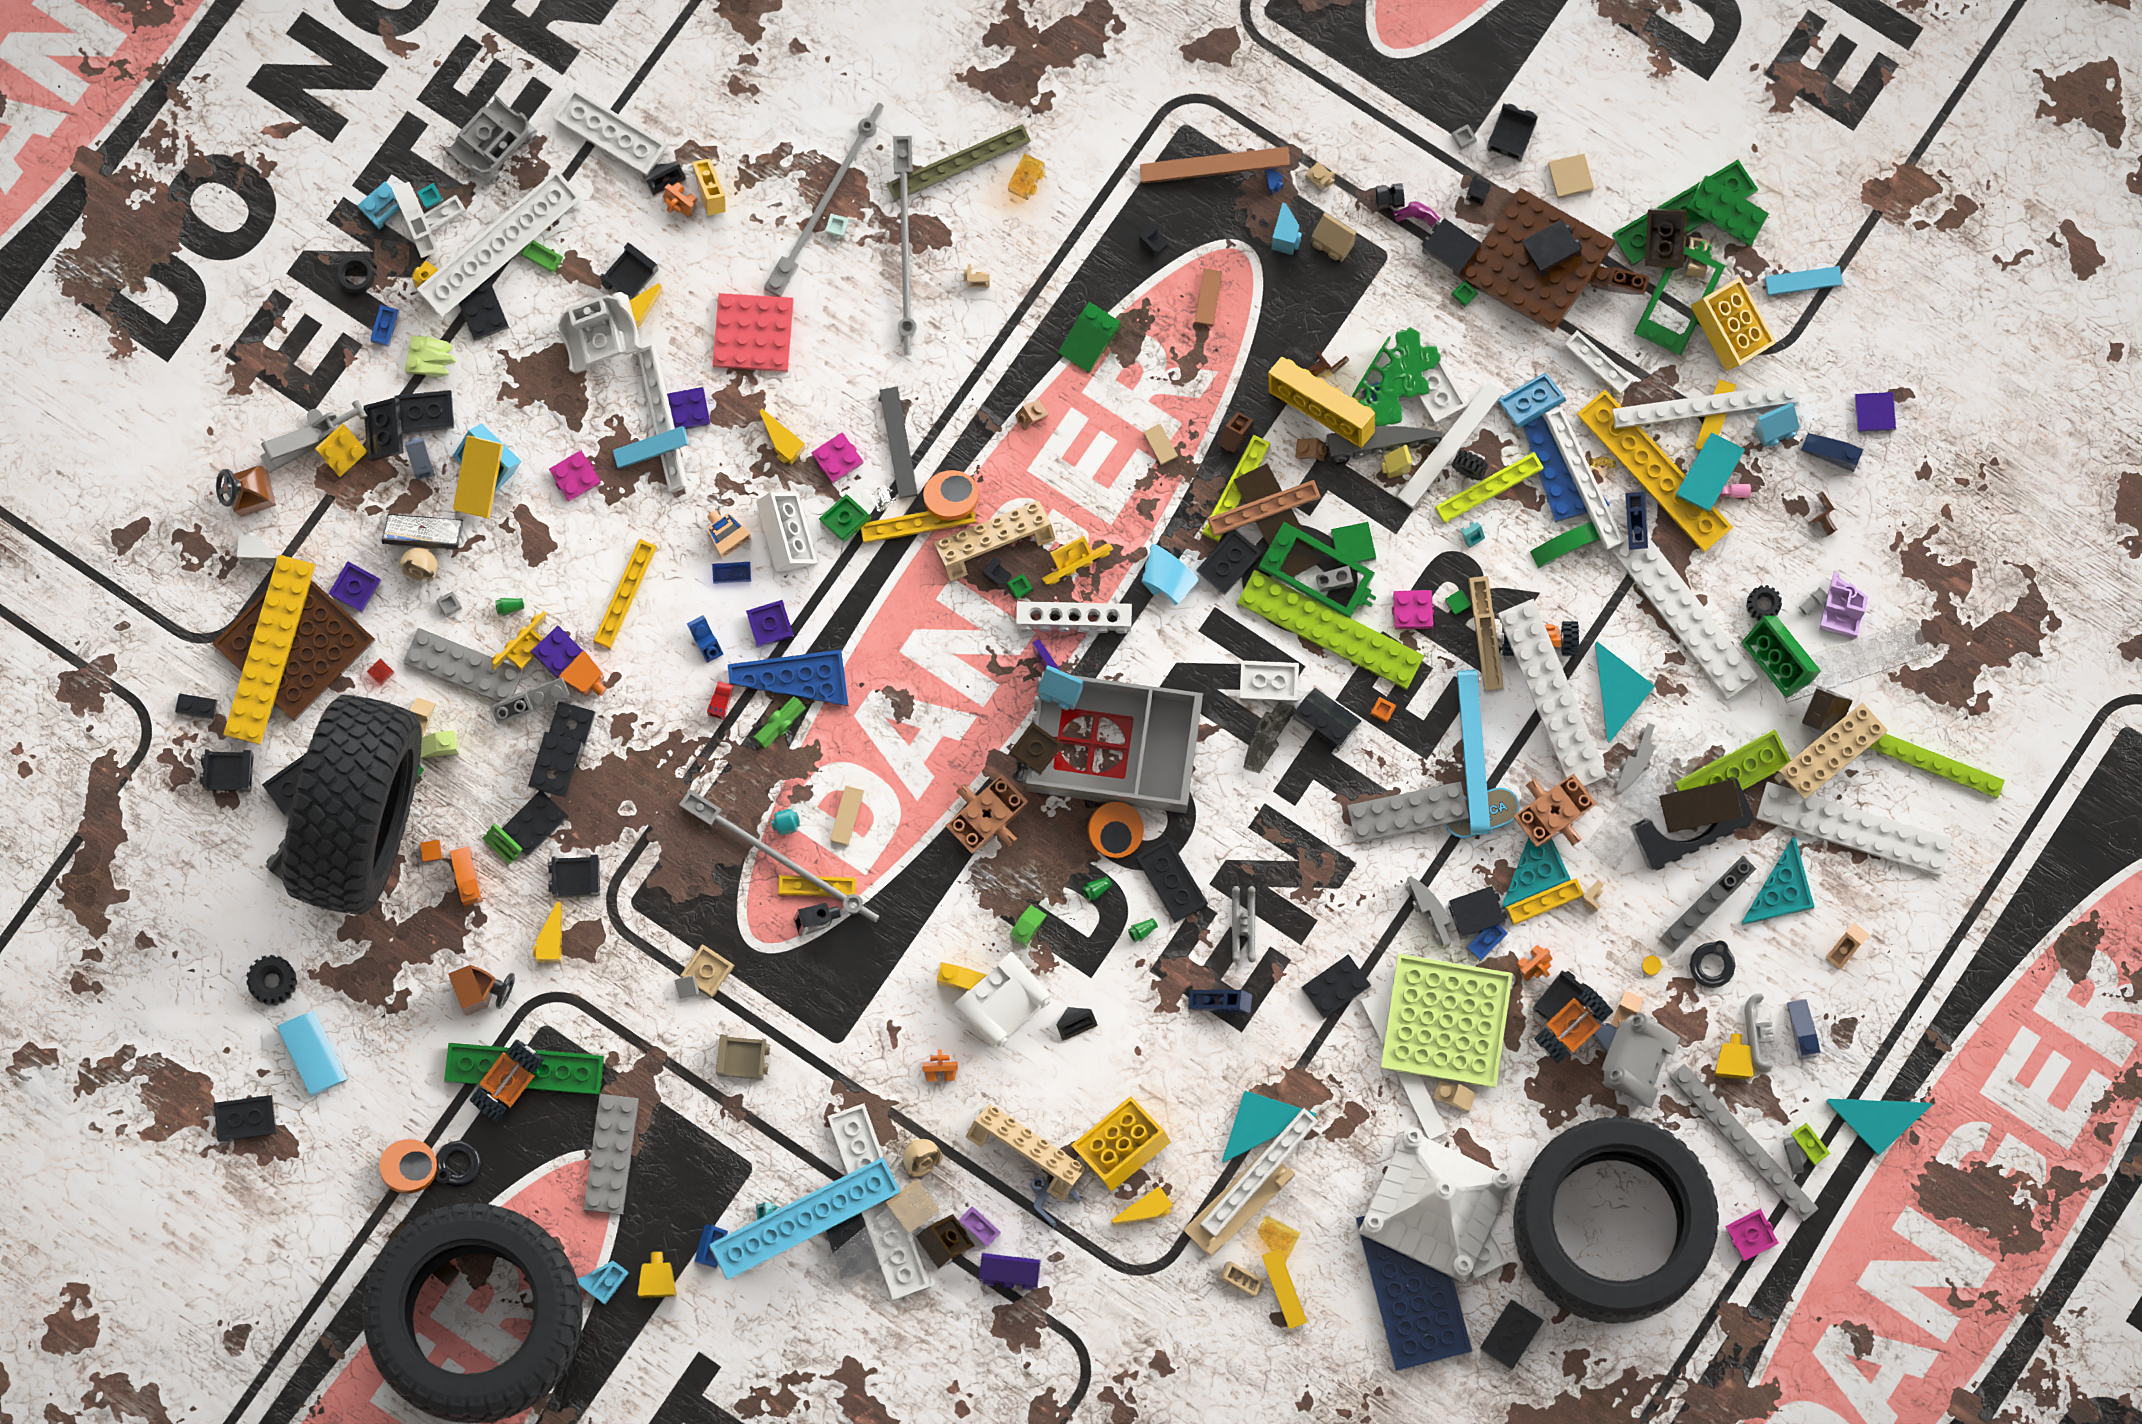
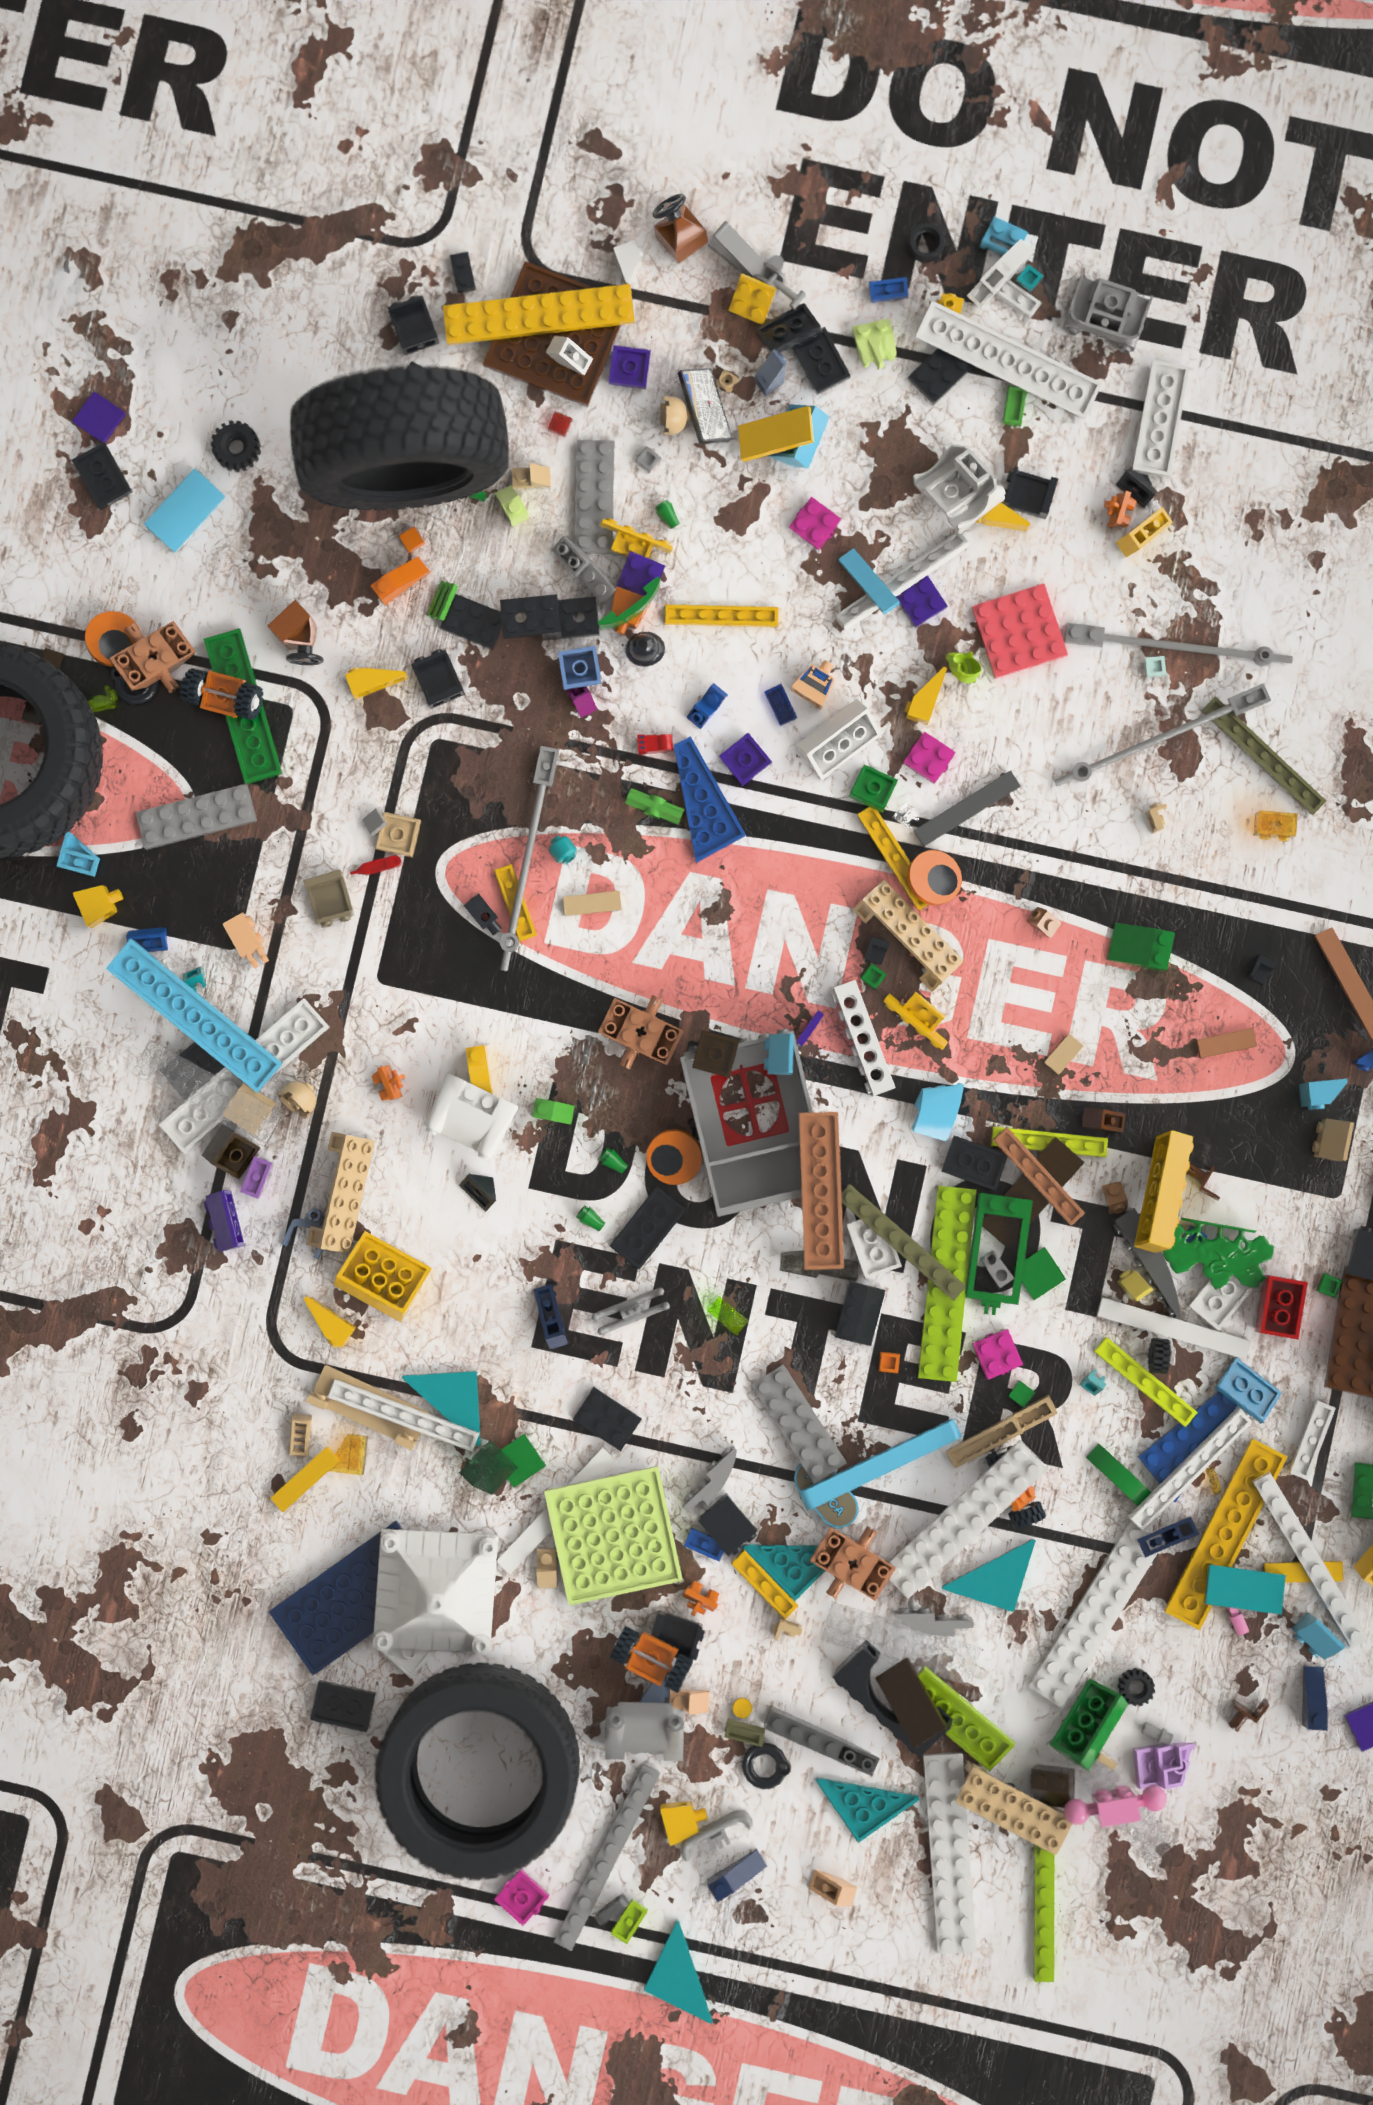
camera: 70 degrees right, 10 degrees up
(186, 1101) = (99, 417): none -> dark purple tile
(321, 635) = (569, 354): none -> white slope
(407, 498) = (725, 375): none -> tan plate
(442, 1131) = (165, 645): none -> nougat slope
(466, 1192) = (101, 703): none -> clear neon green bracket
(590, 689) = (612, 620): none -> green slope
(621, 739) = (579, 667): none -> medium blue slope
(626, 676) = (645, 649): none -> black hat
(646, 750) = (582, 700): none -> magenta slope
(729, 1000) = (378, 865): none -> red piece
(748, 1149) = (245, 938): none -> light nougat hinge
(766, 393) = (964, 666): none -> lime hair
(1200, 701) = (821, 1190): none -> nougat plate
(1275, 654) = (902, 1242): none -> olive plate
(1282, 839) = (727, 1315): none -> clear neon green slope
(1340, 1111) = (488, 1469): none -> clear green slope
(1343, 1083) = (525, 1457): none -> green tile
(1467, 341) = (1281, 1307): none -> red brick
(1674, 970) = (744, 1732): none -> olive tile
(1819, 653) = (1106, 1760): none -> tan tile
(1862, 659) = (1115, 1806): none -> bright pink brick

